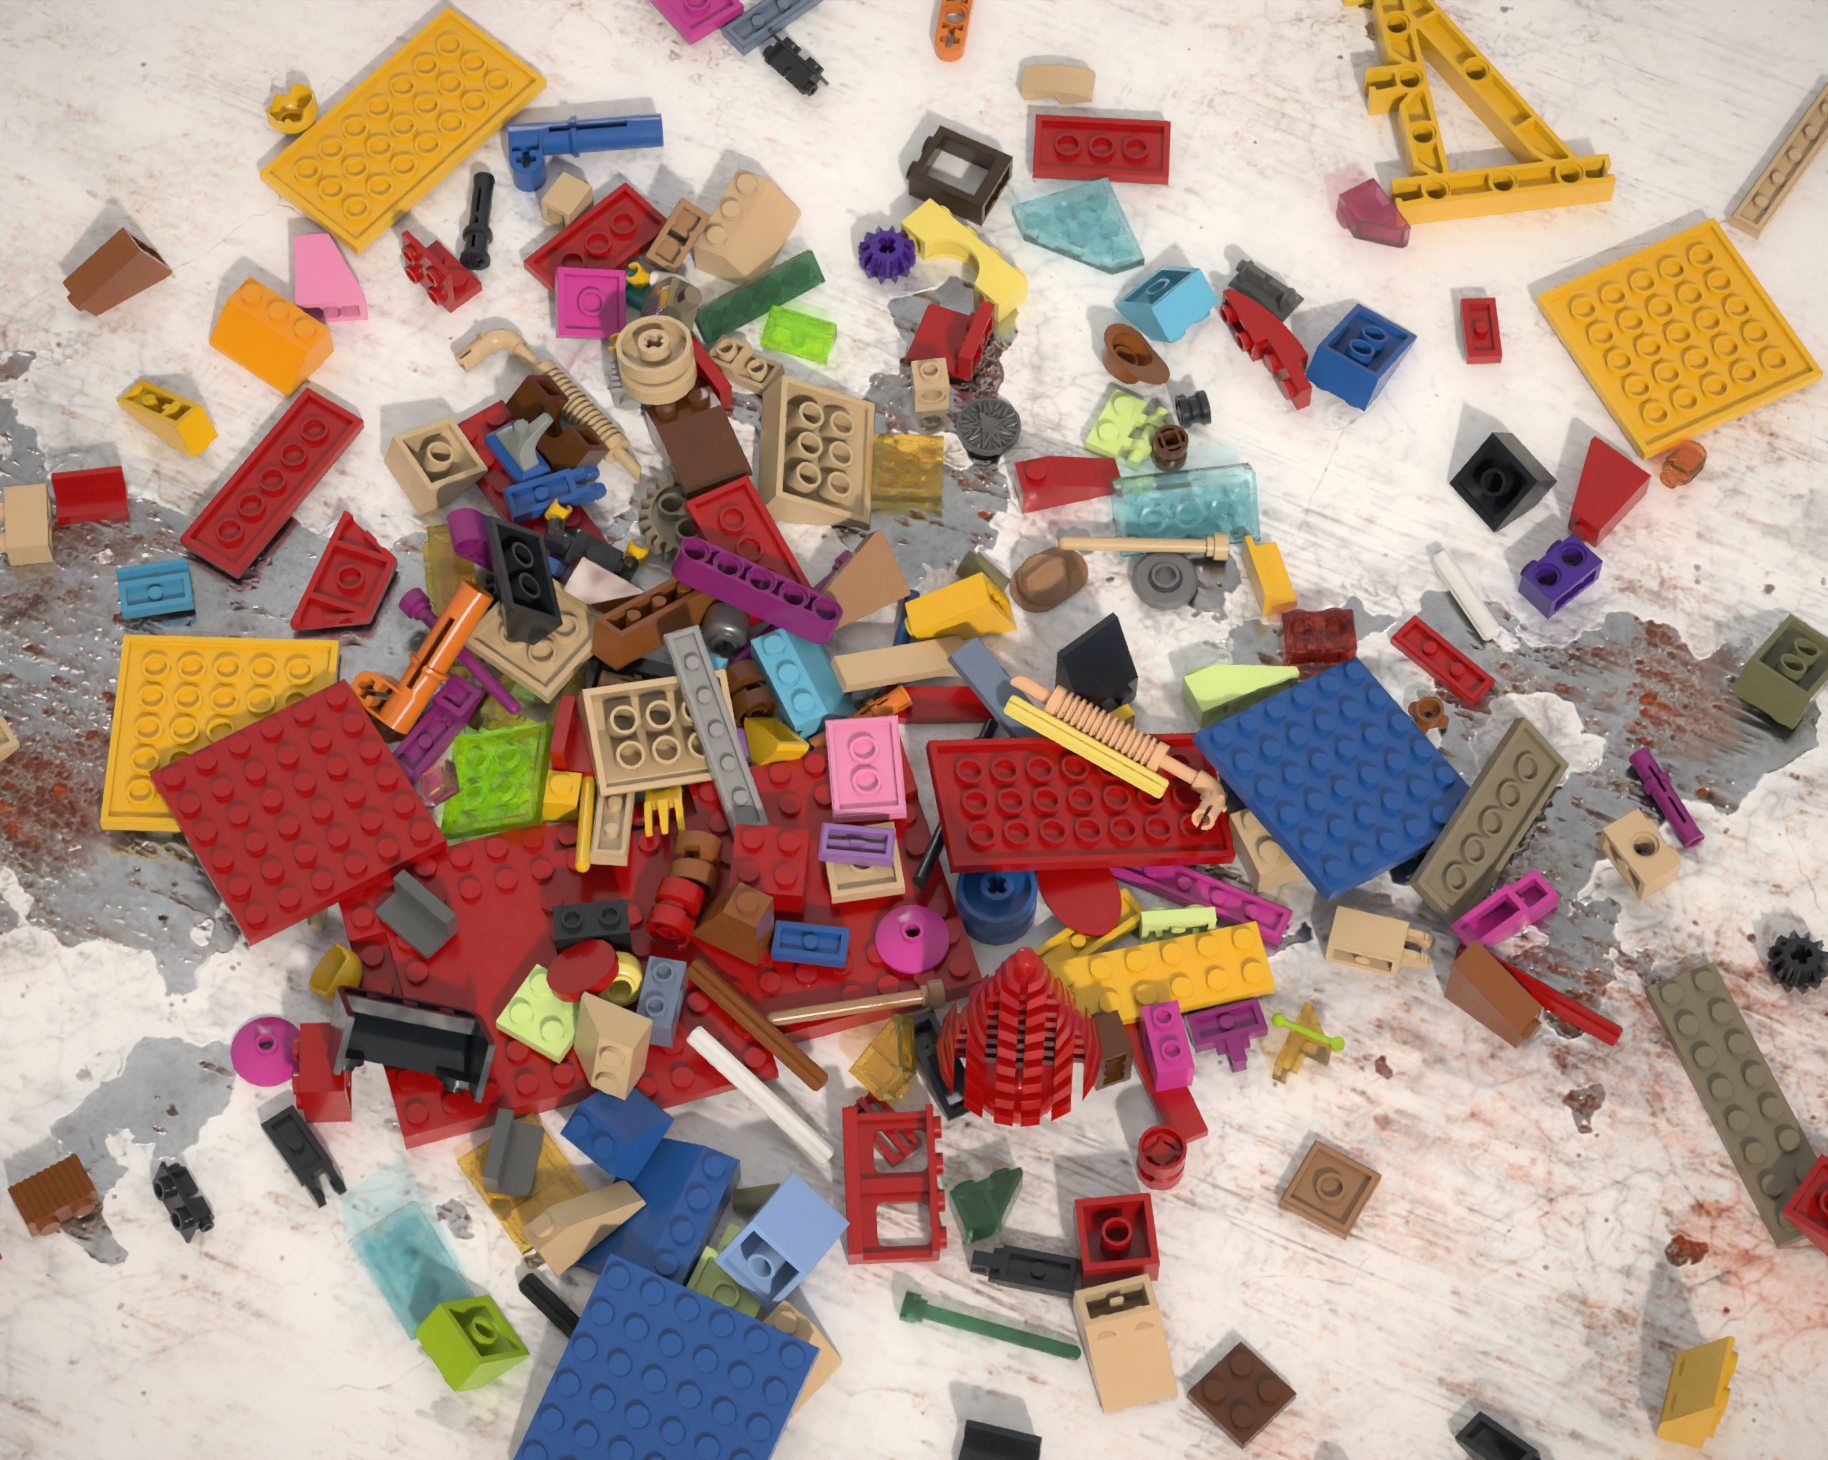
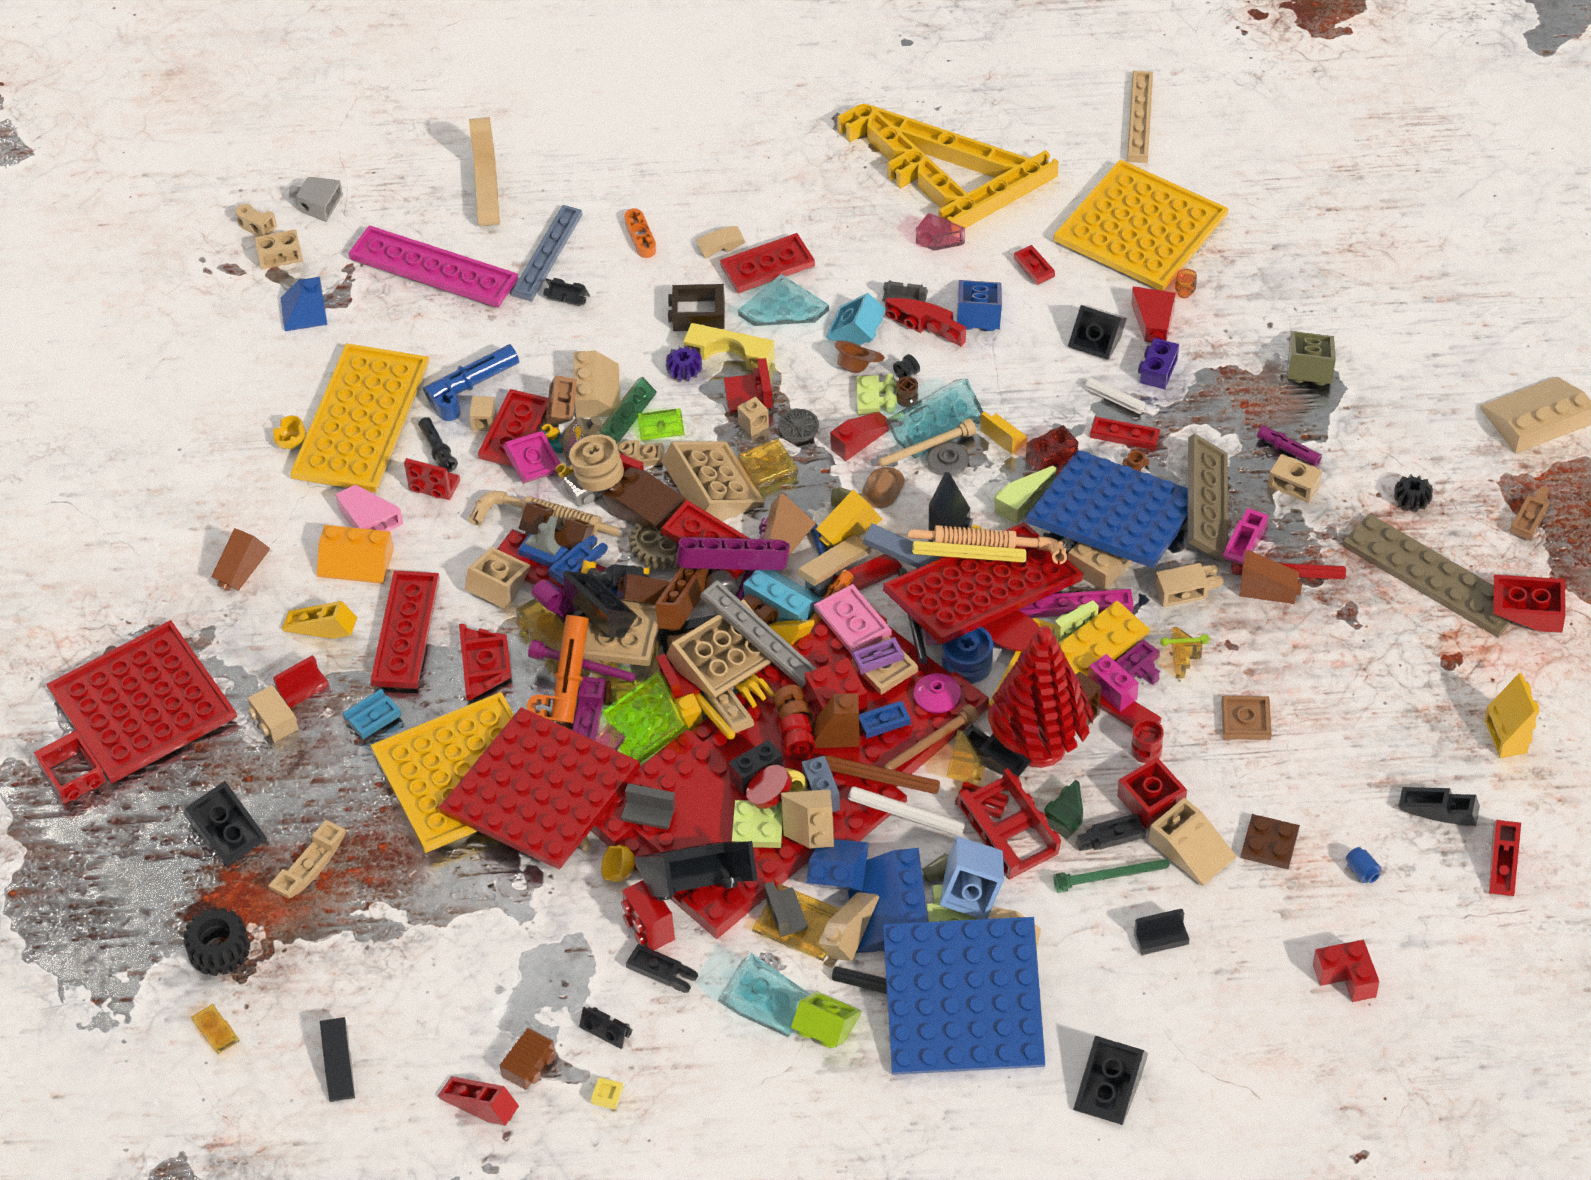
camera: 25 degrees left, 10 degrees down
(125, 1299) = (607, 1093): none -> light yellow plate
(261, 1066) = (601, 934): dark pink dish -> none

